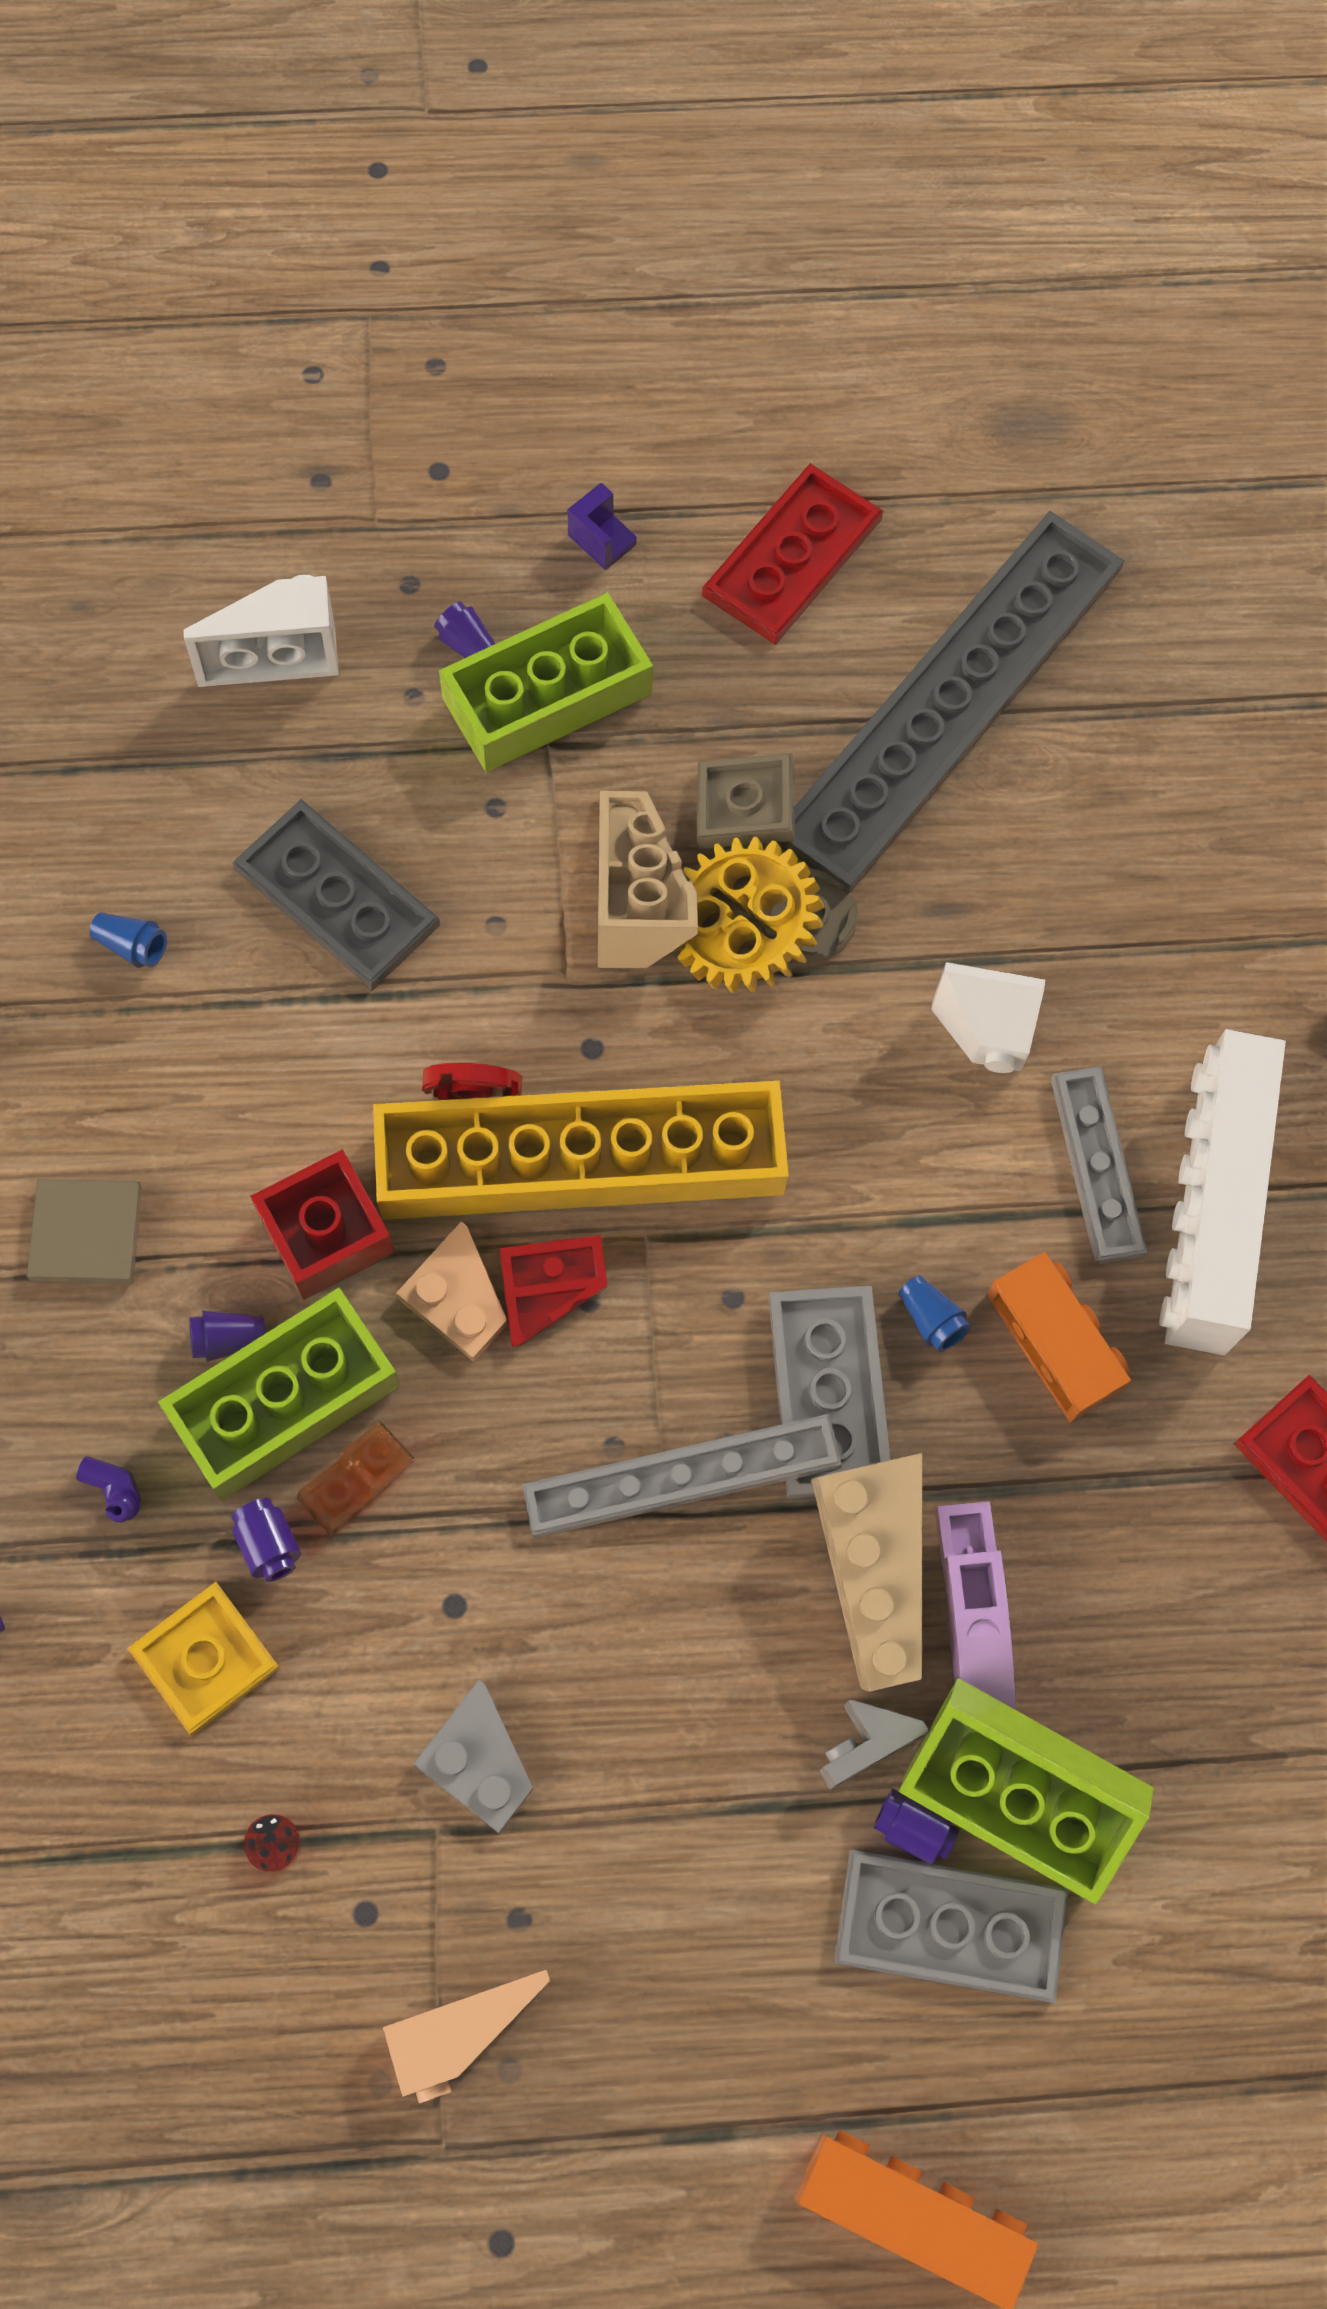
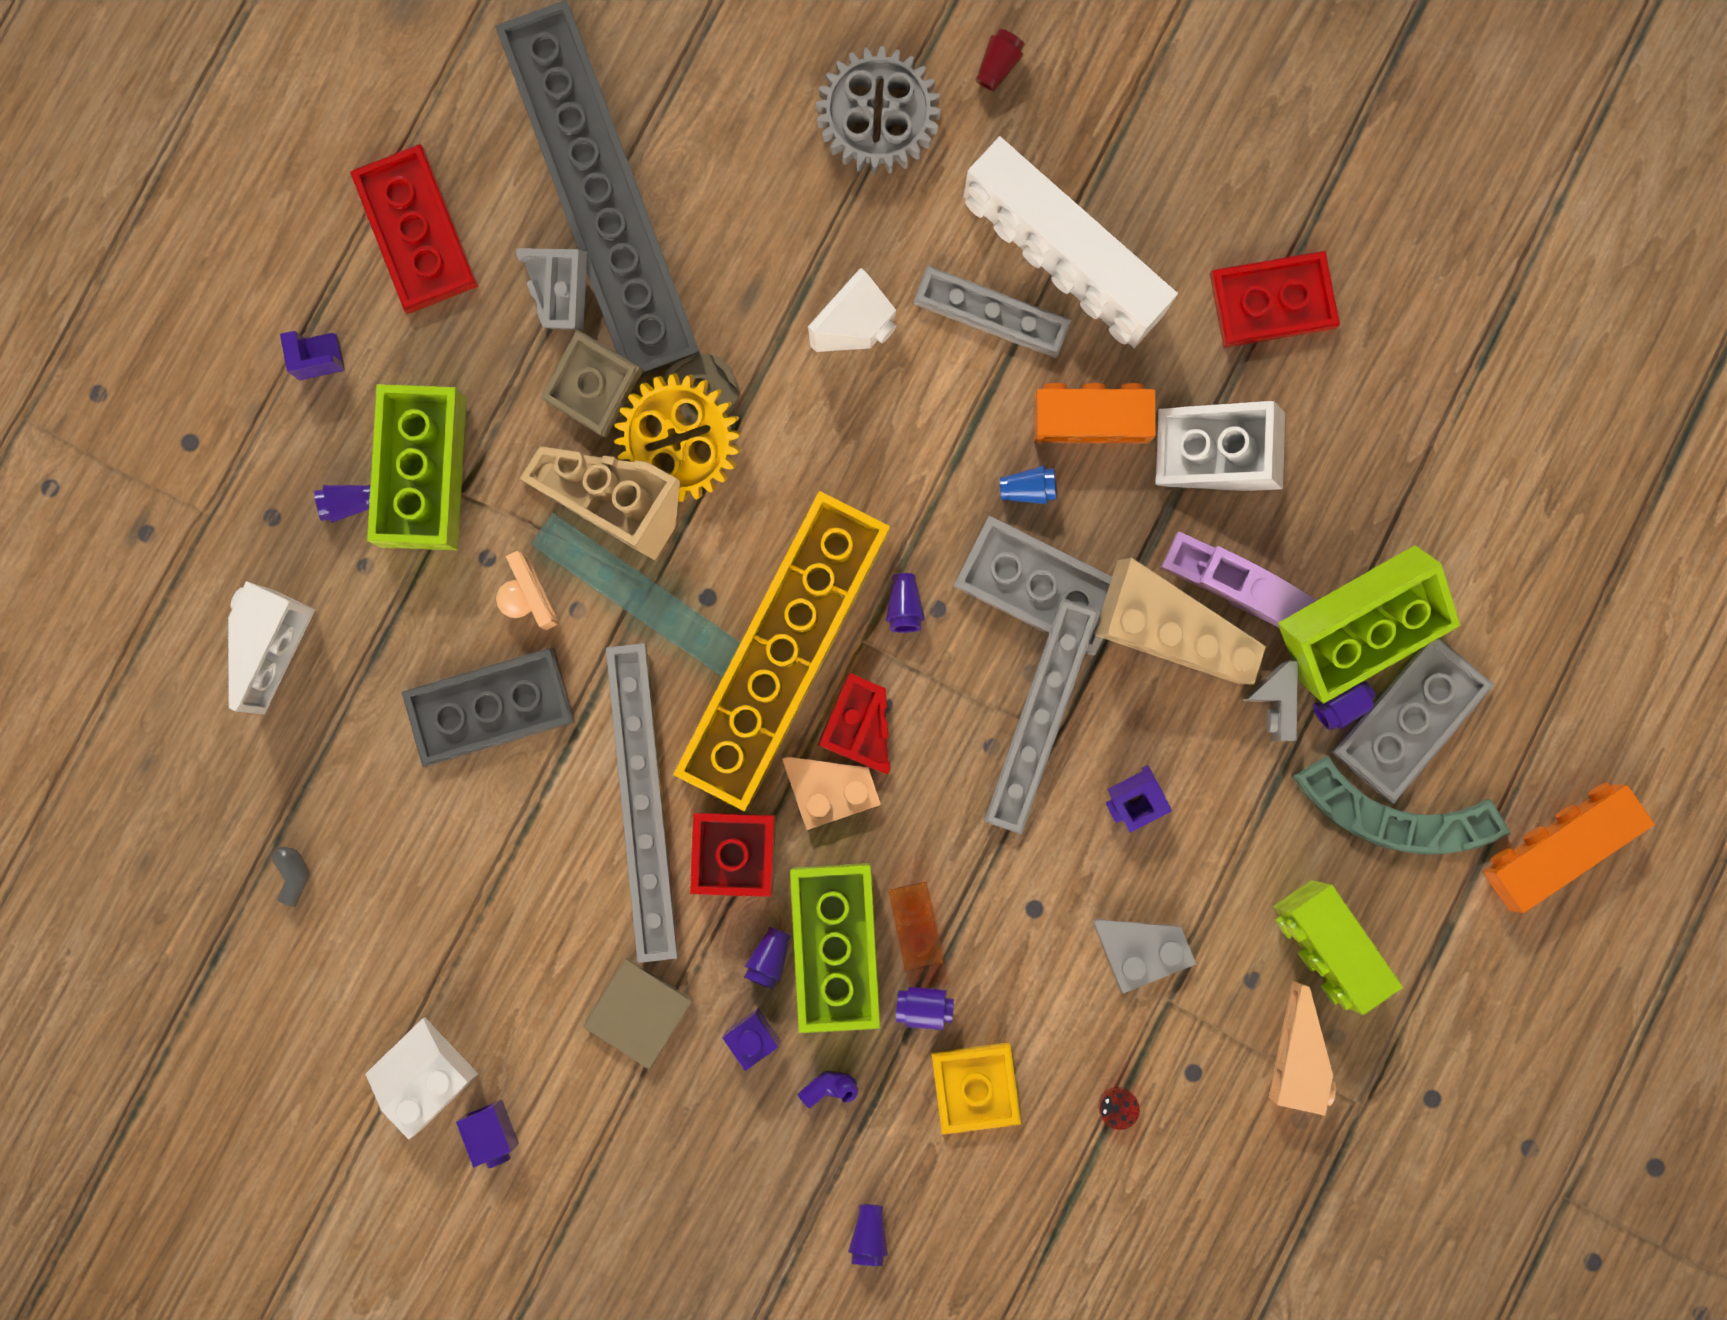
camera: 50 degrees left, 15 degrees up
(44, 801) = (294, 873): none -> dark grey arm
(122, 1364) = (751, 1039): none -> dark purple brick
(130, 938) = (439, 869): blue cone -> none
(321, 1104) = (642, 803): none -> light grey plate
(470, 1081) = (694, 697): red tile -> none
(481, 860) = (525, 594): none -> light nougat tile
(550, 965) = (636, 594): none -> clear light blue tile
(615, 1983) = (1336, 947): none -> lime brick
(632, 1648) = (1147, 808): none -> dark purple brick
(714, 1254) = (904, 605): none -> dark purple cone
(807, 1989) = (1395, 828): none -> sand green tile
(826, 713) = (557, 285): none -> light grey wing
(1120, 1503) = (1221, 446): none -> white slope
(1253, 955) = (844, 108): none -> light grey gear

